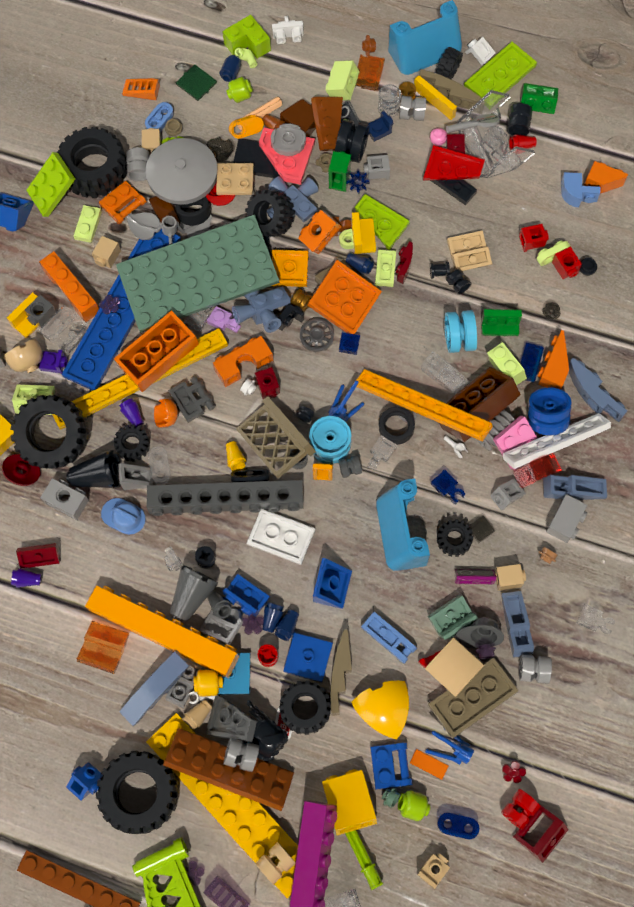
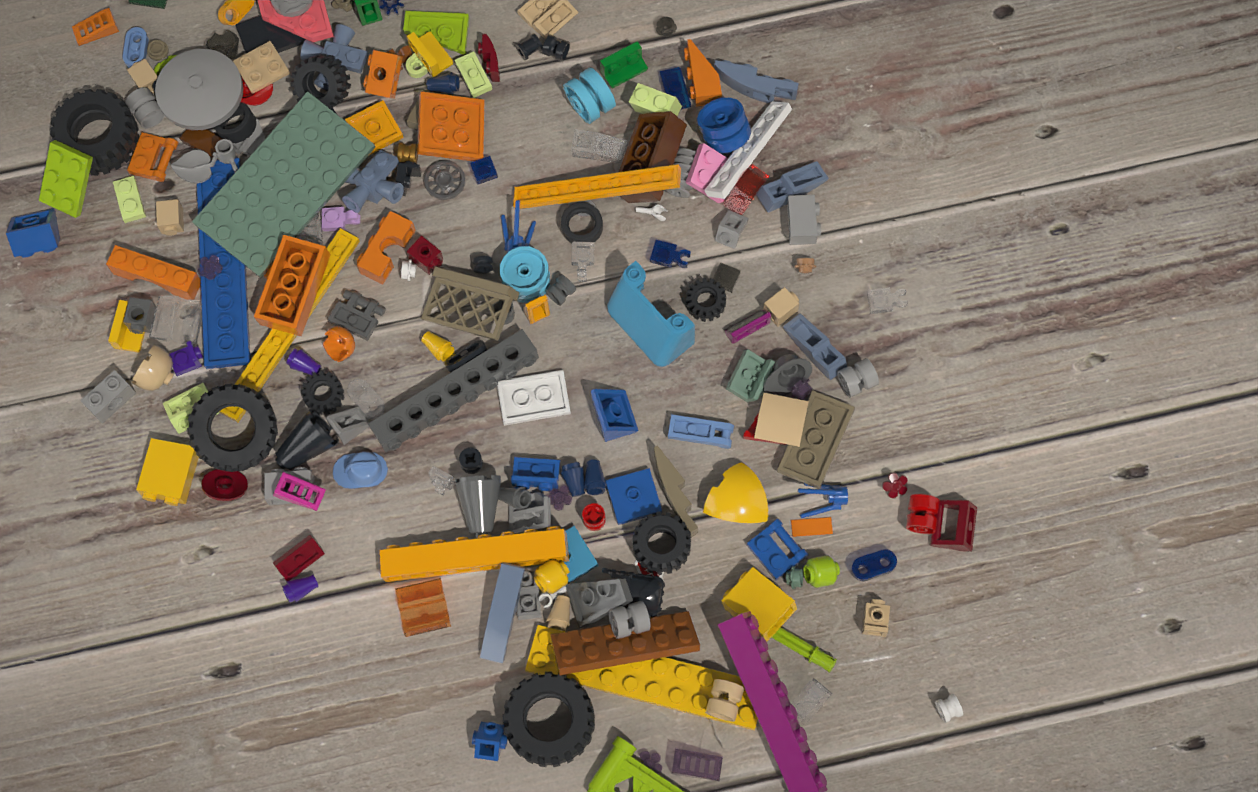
camera: 30 degrees left, 0 degrees up
(61, 491) = (279, 493): none -> dark pink slope

